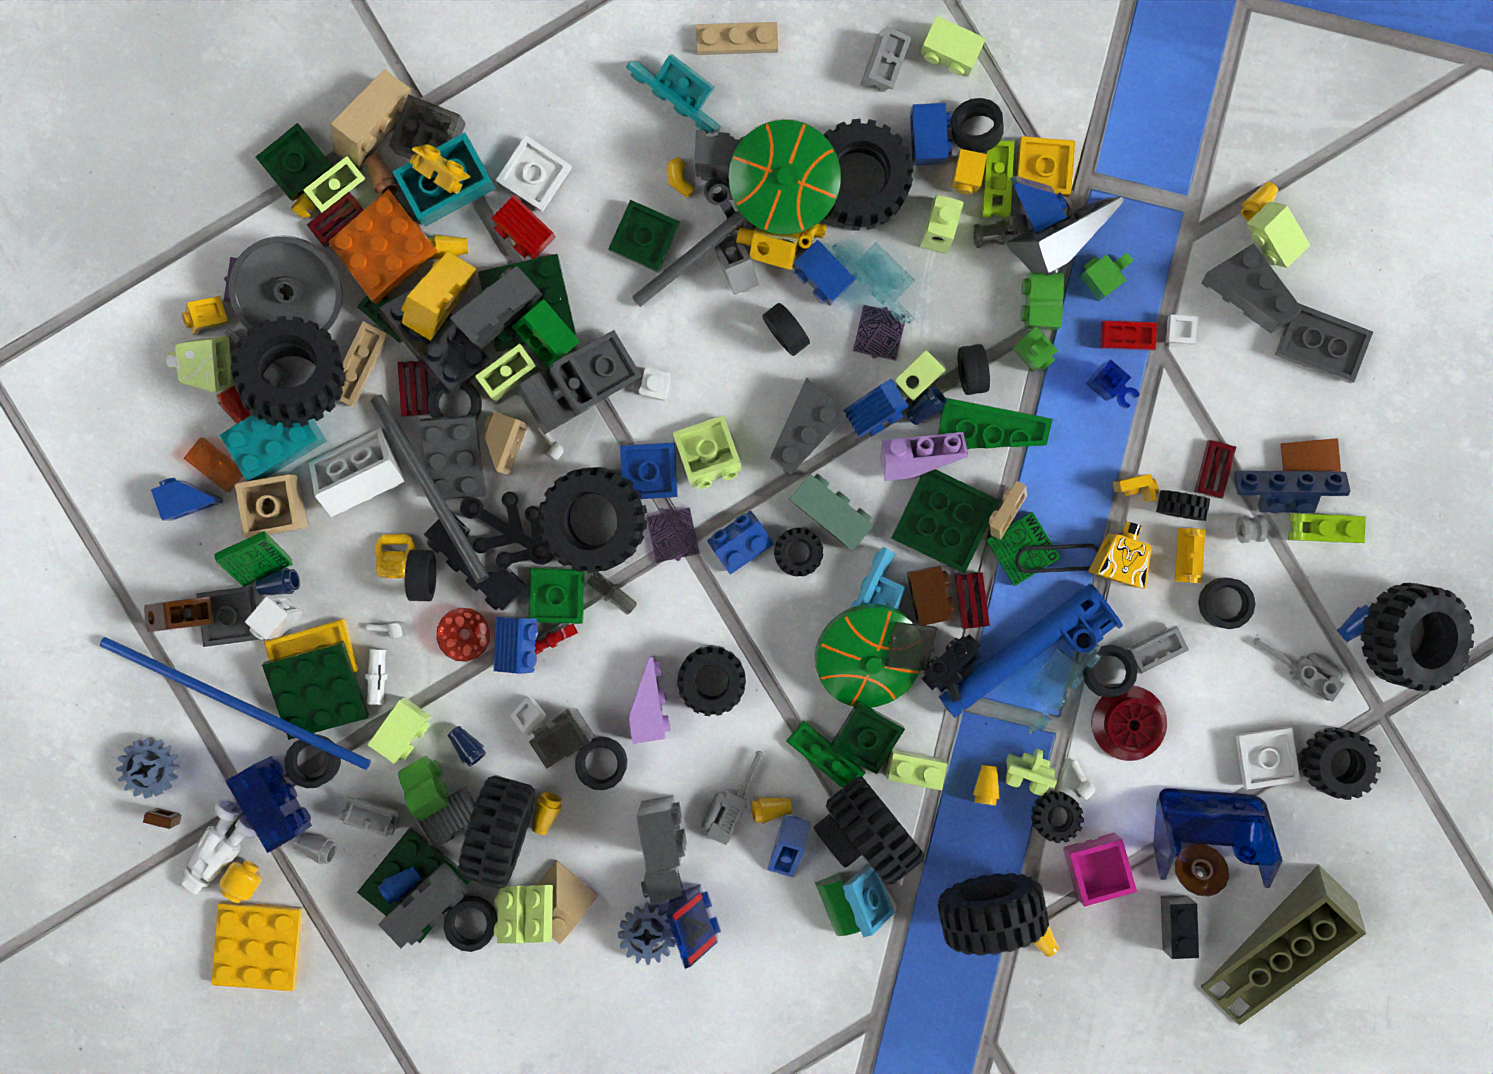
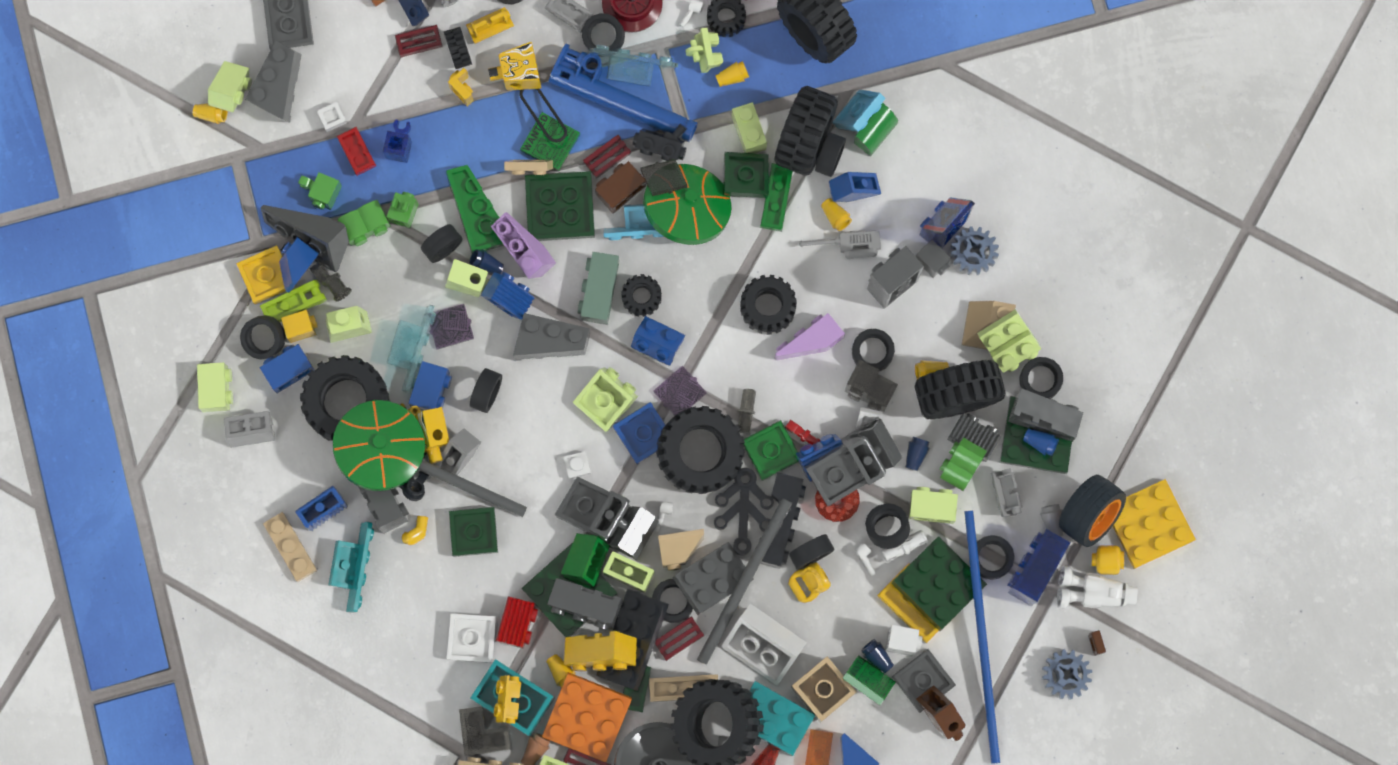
camera: 120 degrees left, 10 degrees down
(292, 896) = (1092, 510): none -> black wheel
(419, 685) = (895, 539): none -> black tyre
(485, 676) = (855, 462): none -> dark grey piece
(756, 88) = (321, 508): none -> blue brick

